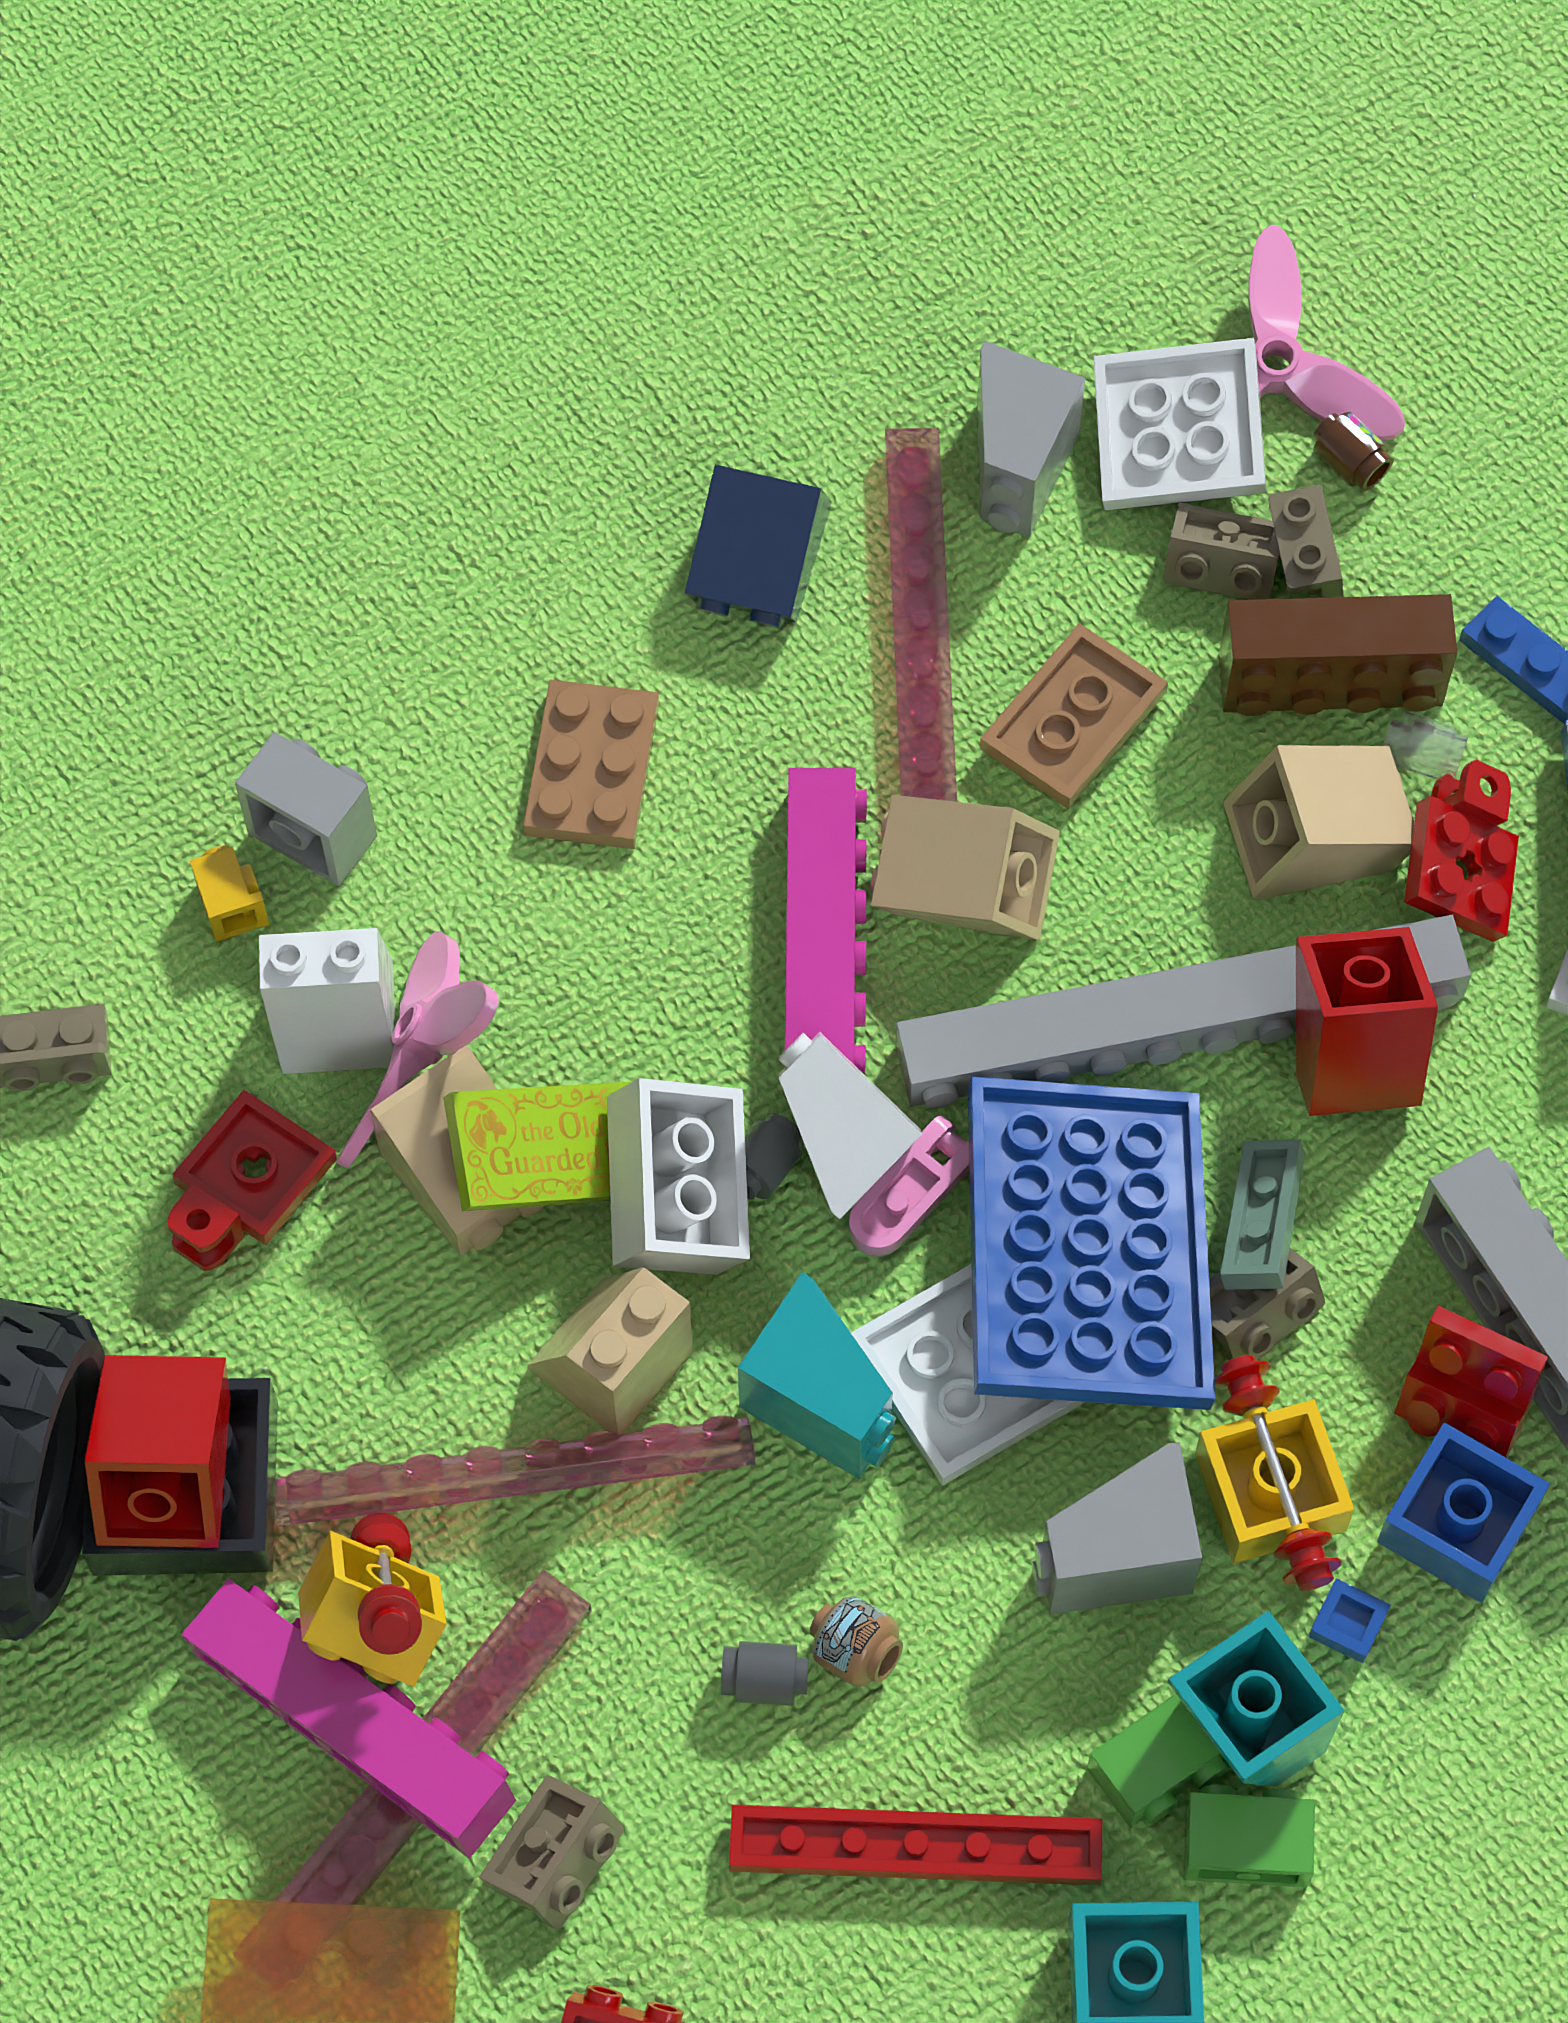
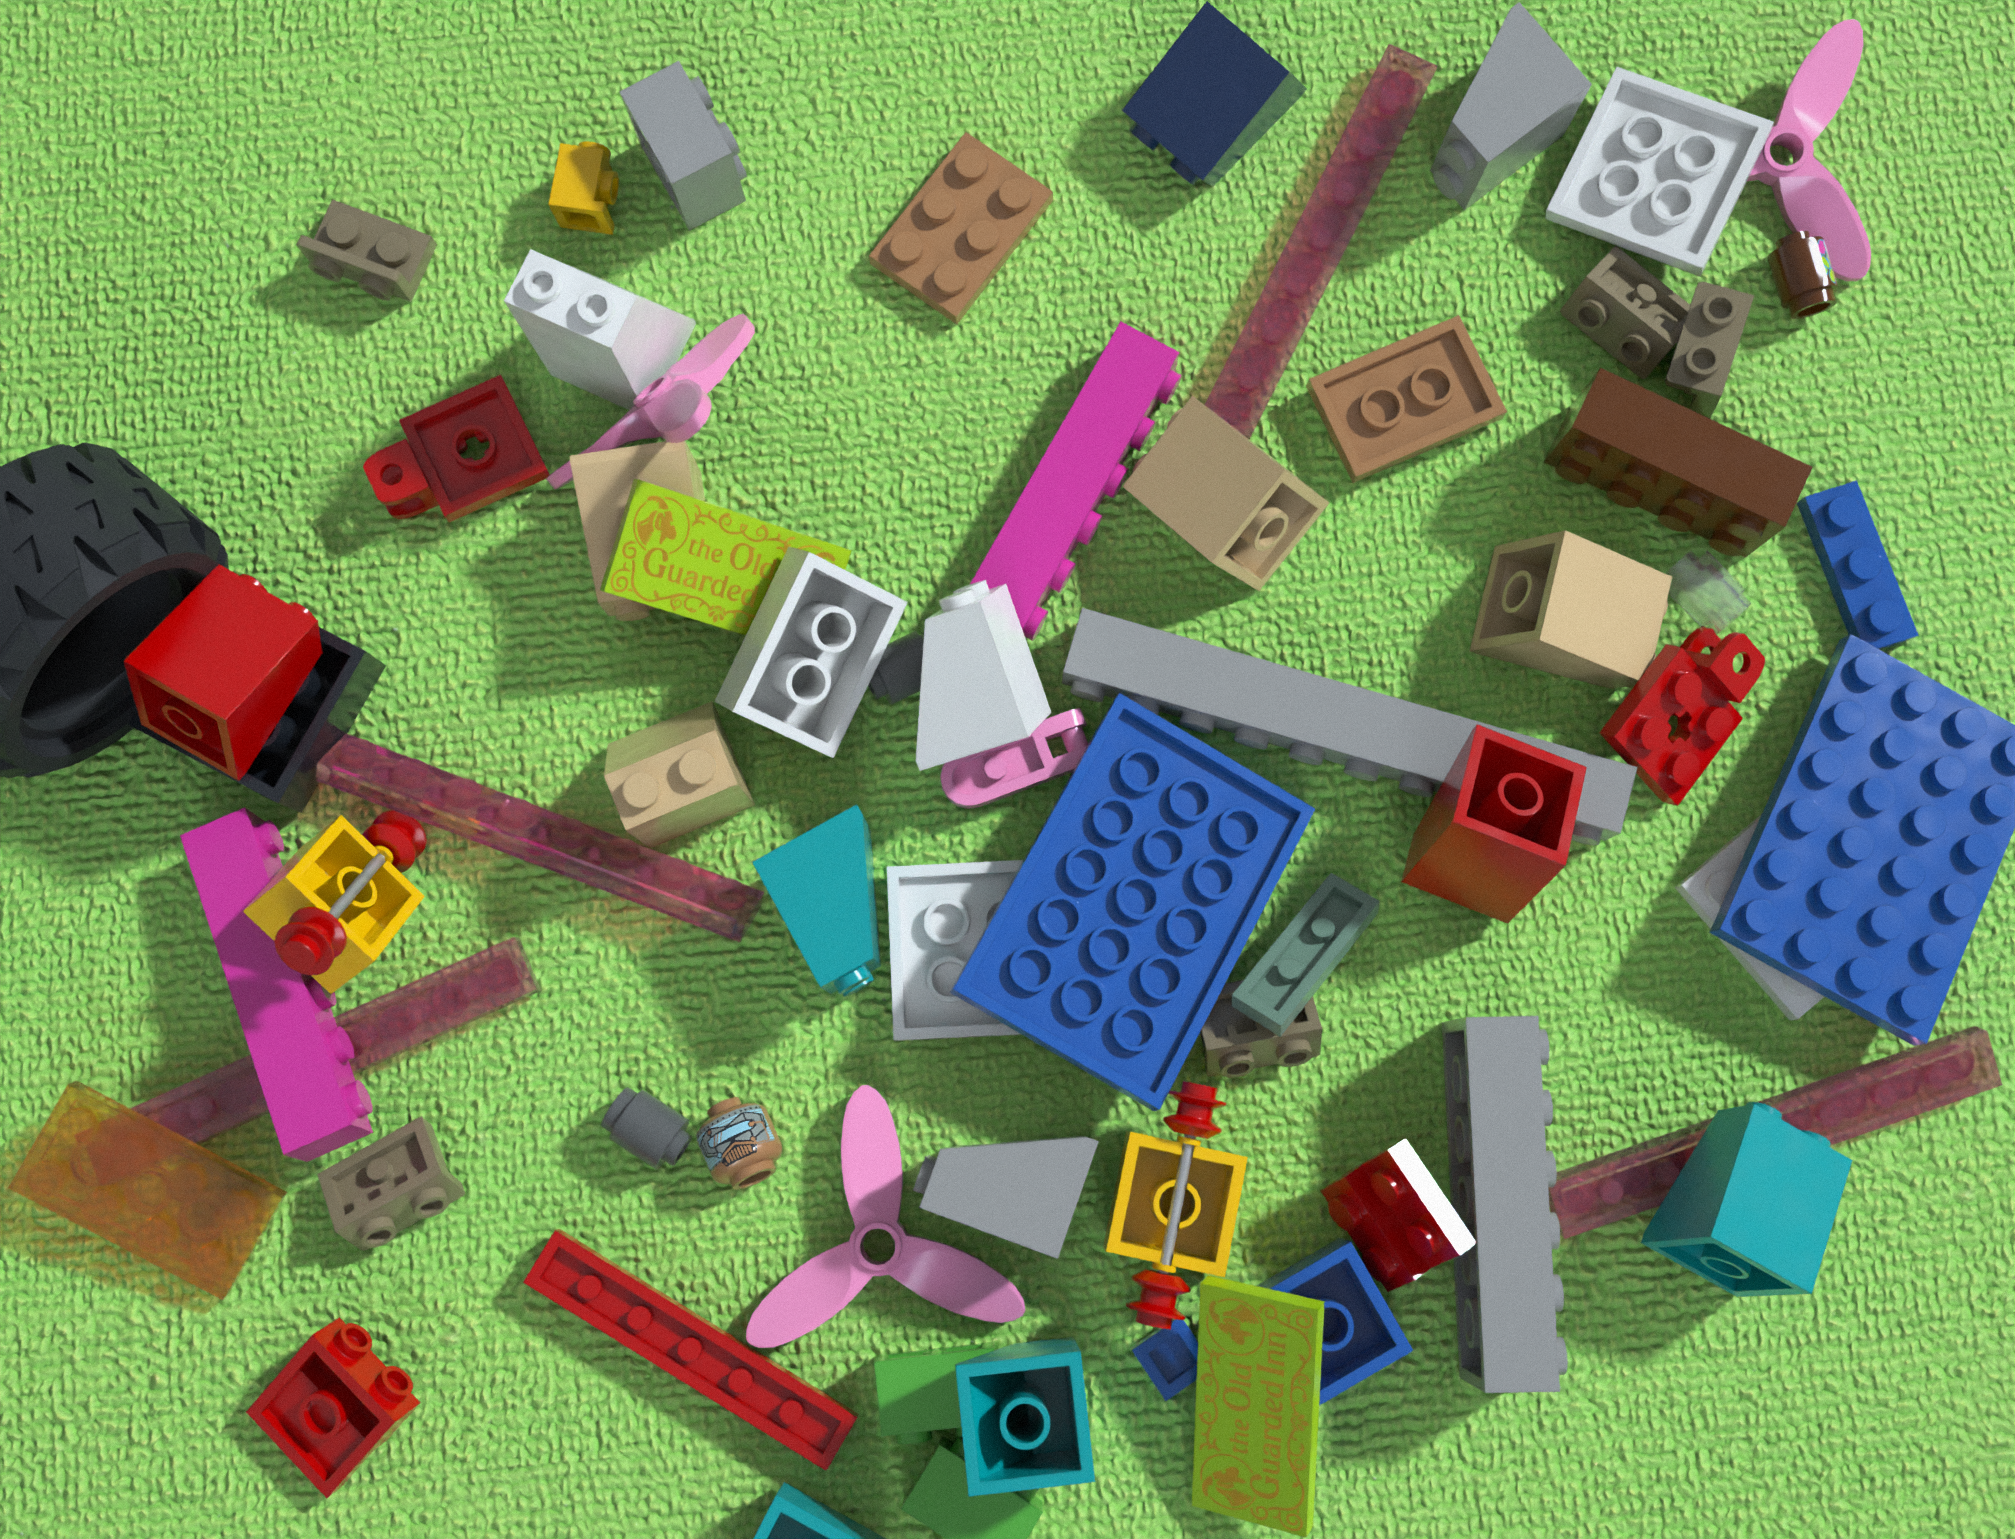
camera: 30 degrees right, 15 degrees up
(1078, 1661) = (874, 1195): none -> bright pink piece
(1445, 1603) = (1257, 1404): none -> lime tile

